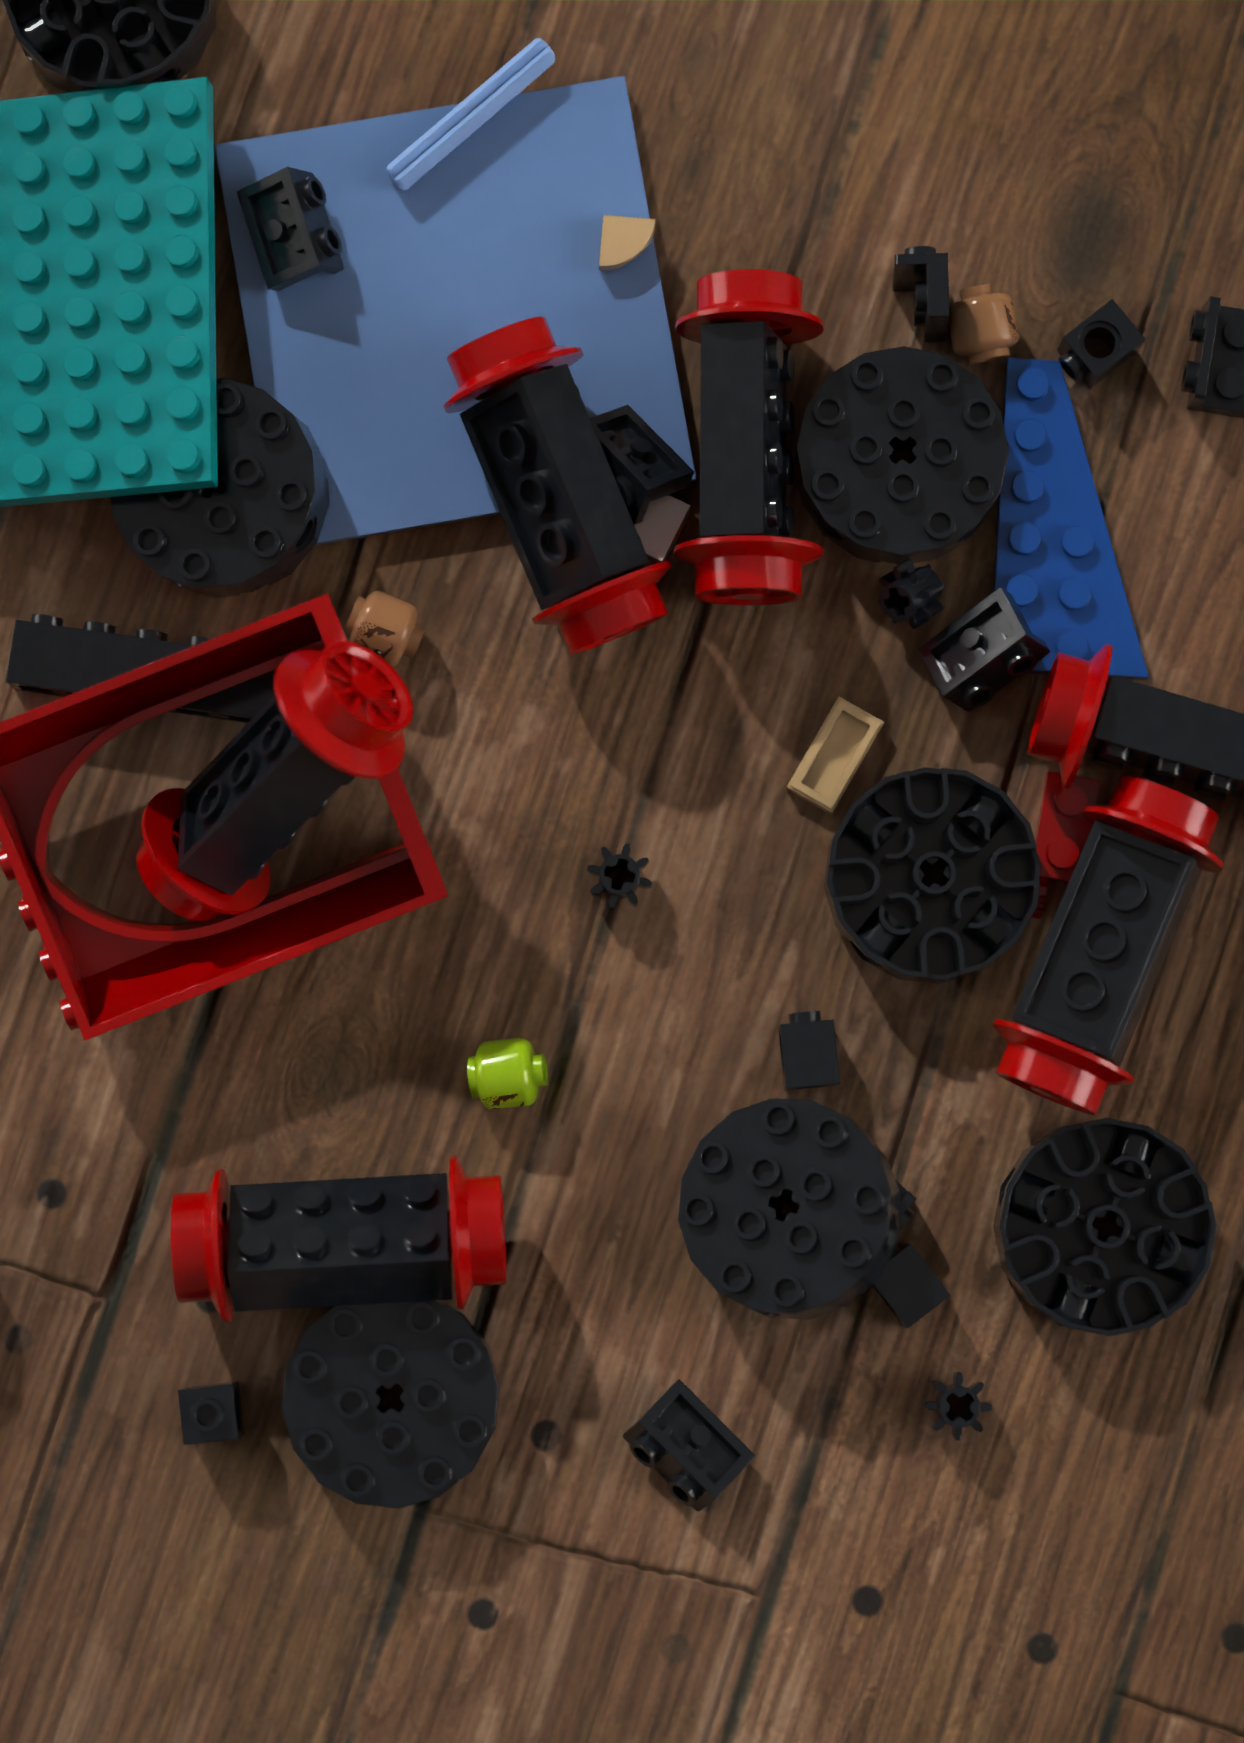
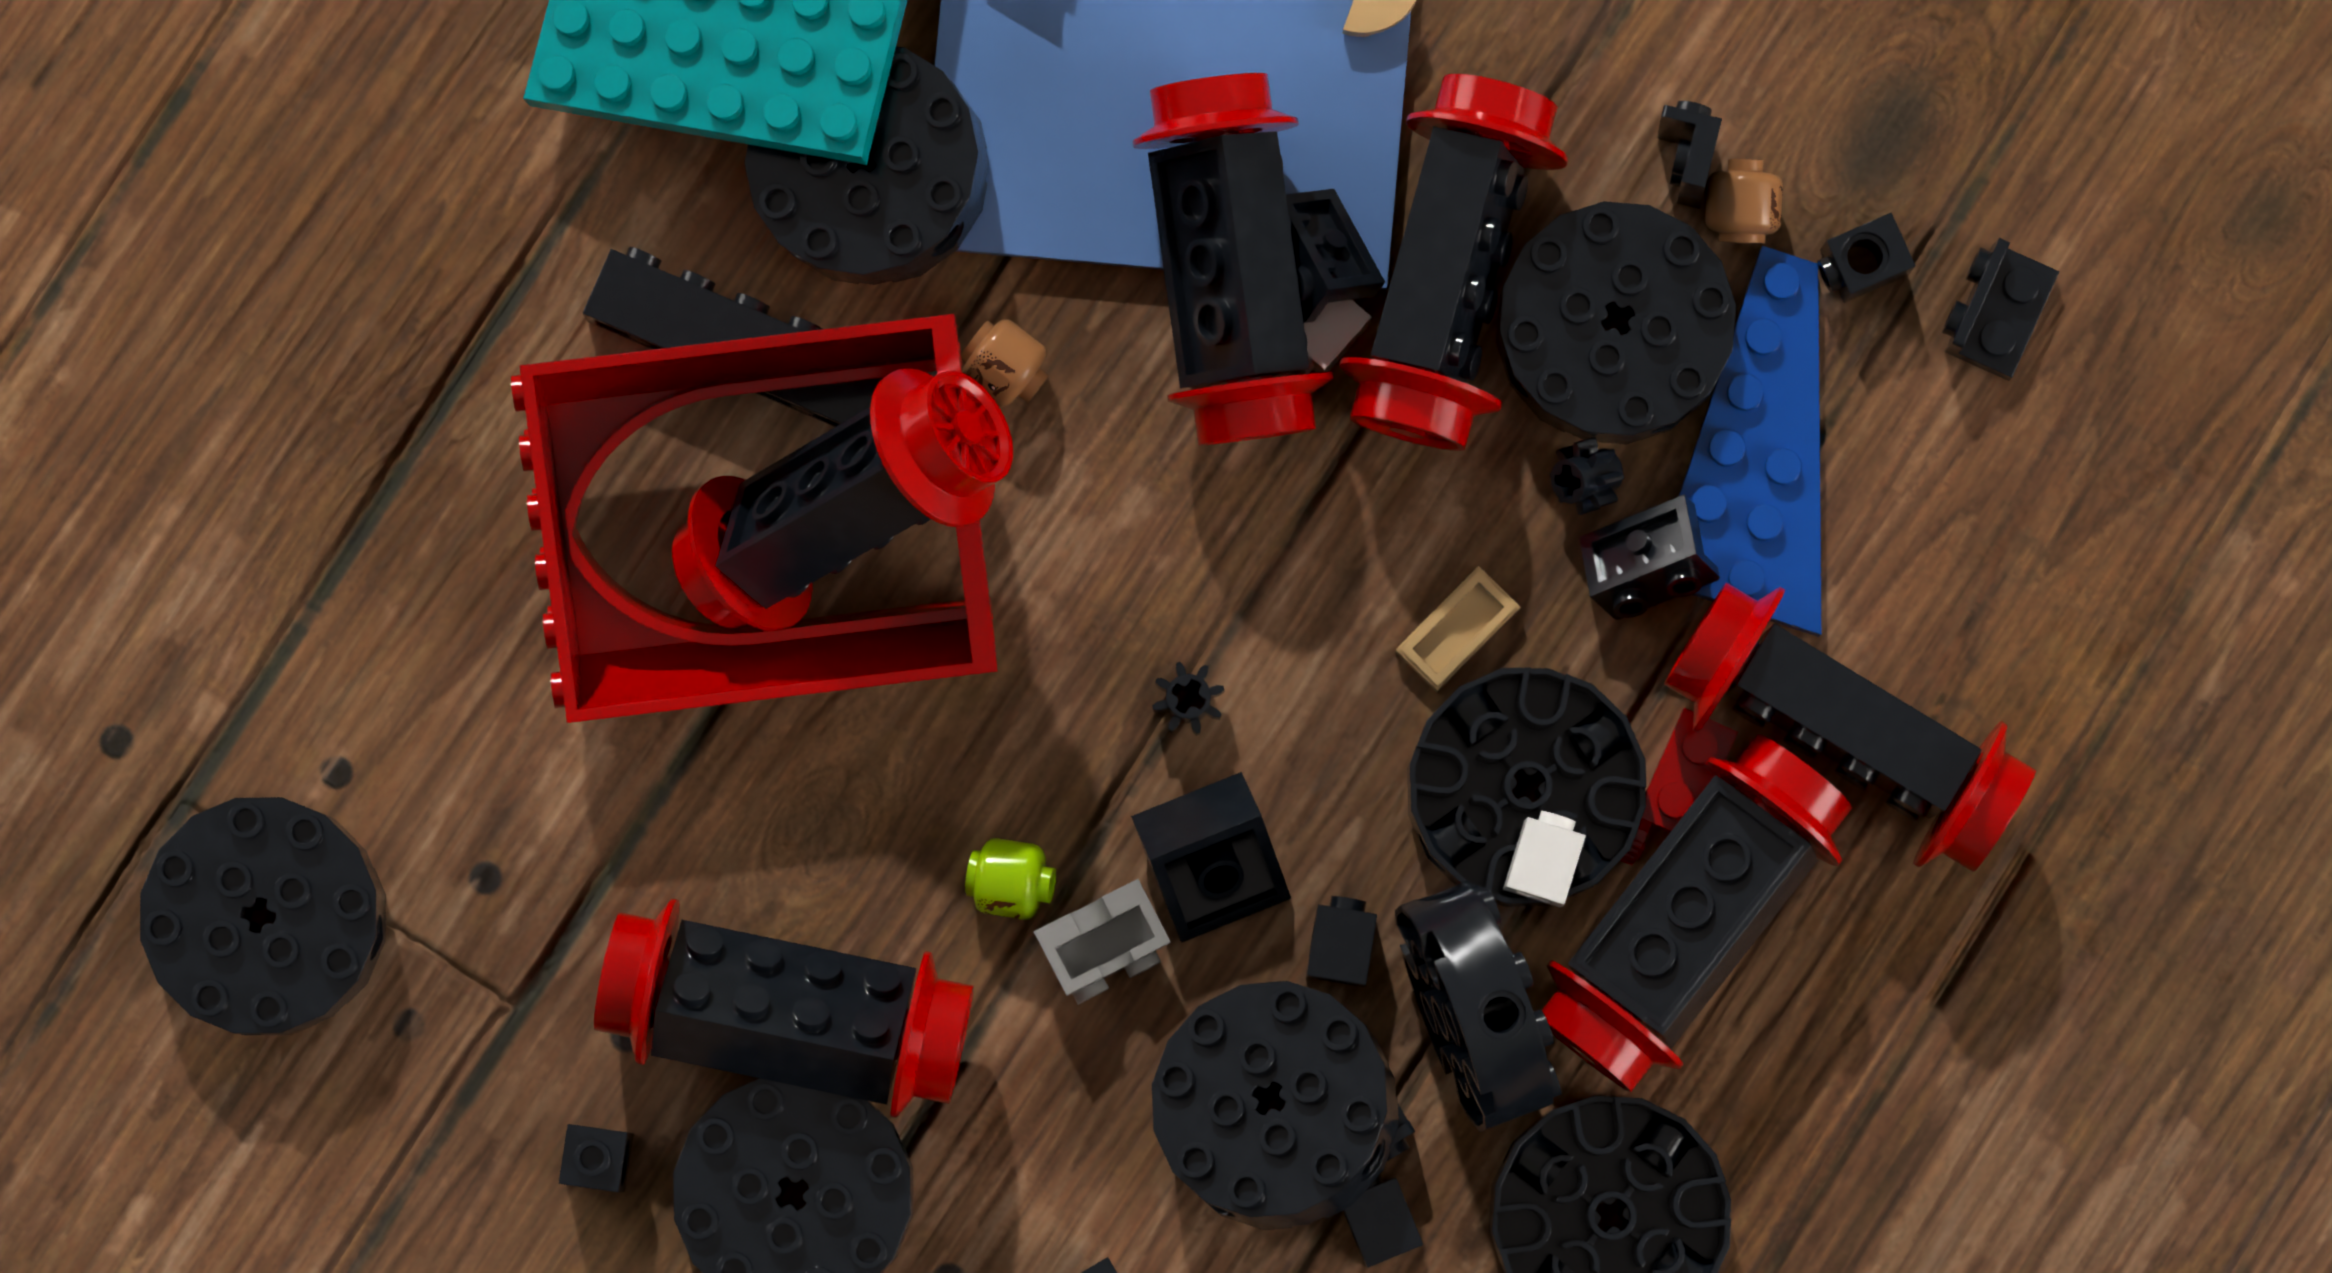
camera: 15 degrees right, 0 degrees up
(601, 1105) = (1102, 940): none -> light grey cylinder
(676, 1007) = (1211, 857): none -> black slope
(943, 1075) = (1477, 1005): none -> black brick
(968, 932) = (1545, 859): none -> white brick

